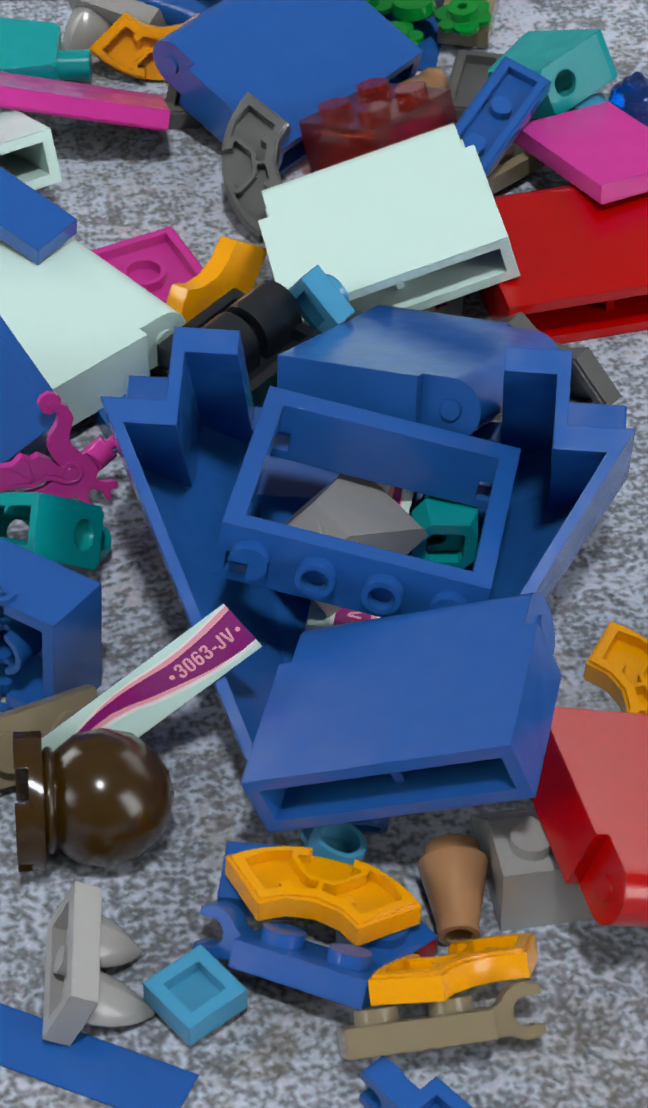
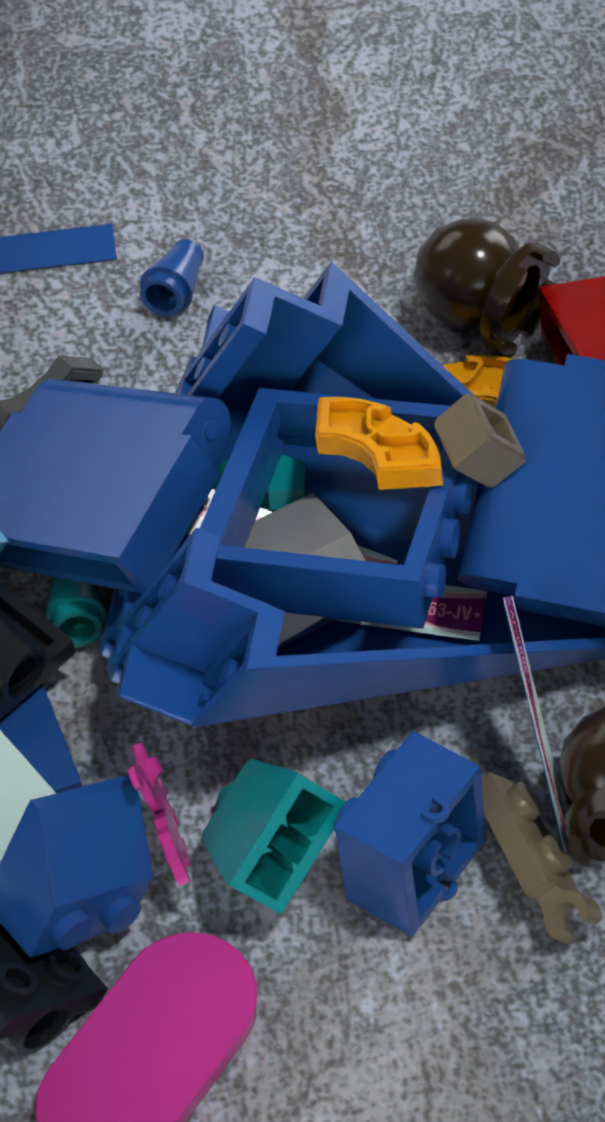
camera: 85 degrees left, 10 degrees up
(424, 575) = (479, 441): none -> dark tan slope
(427, 512) = (388, 446): none -> light orange tile

